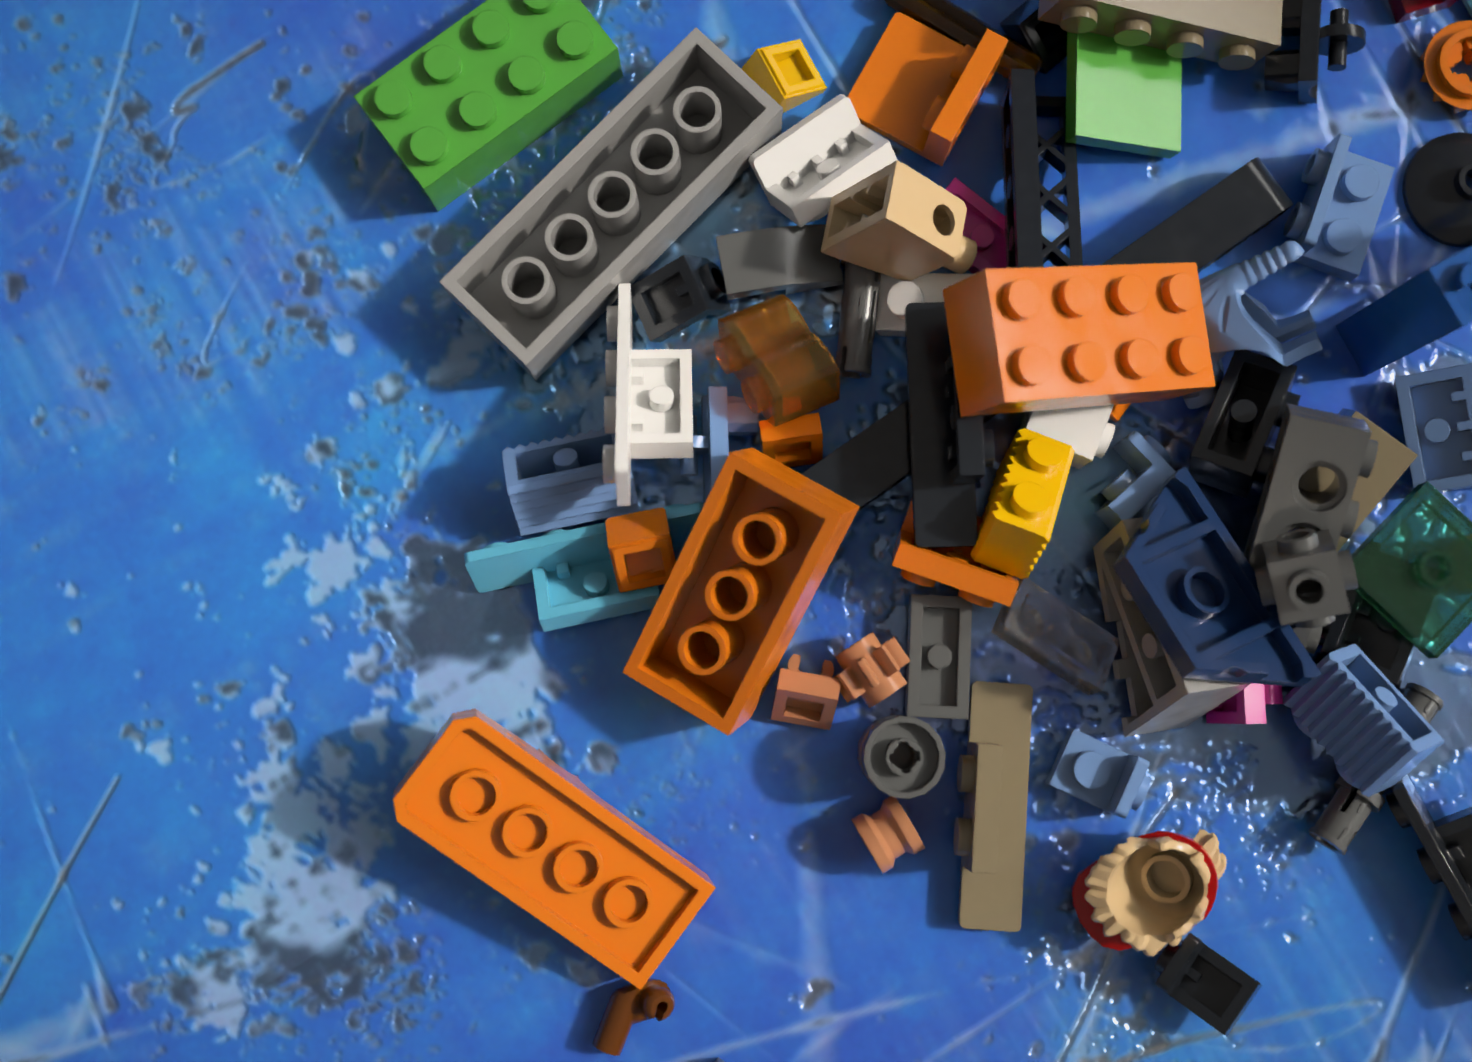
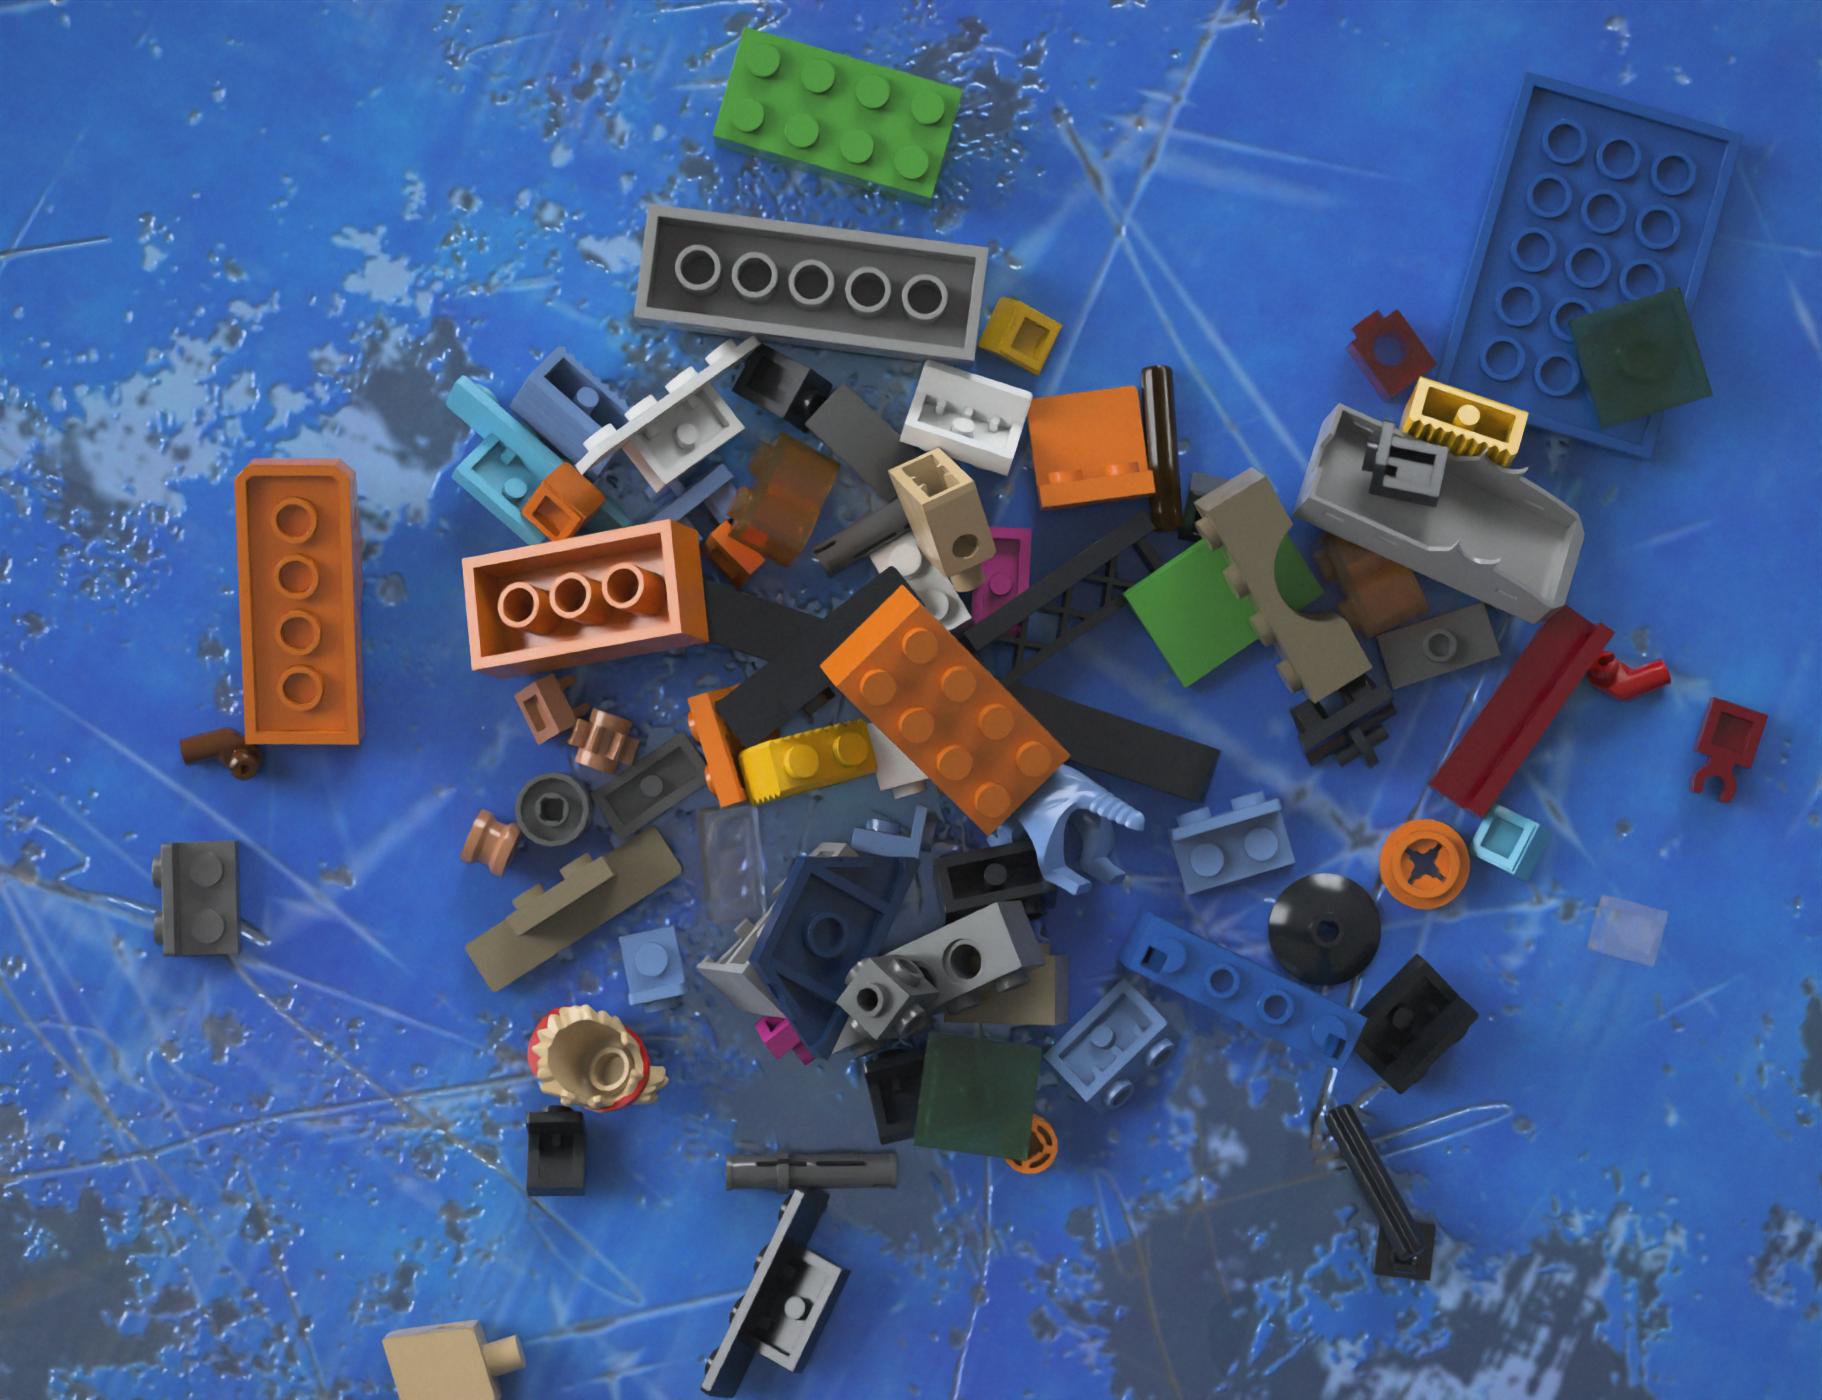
camera: 50 degrees right, 5 degrees up
(1362, 721) = (829, 1125): medium blue brick -> none

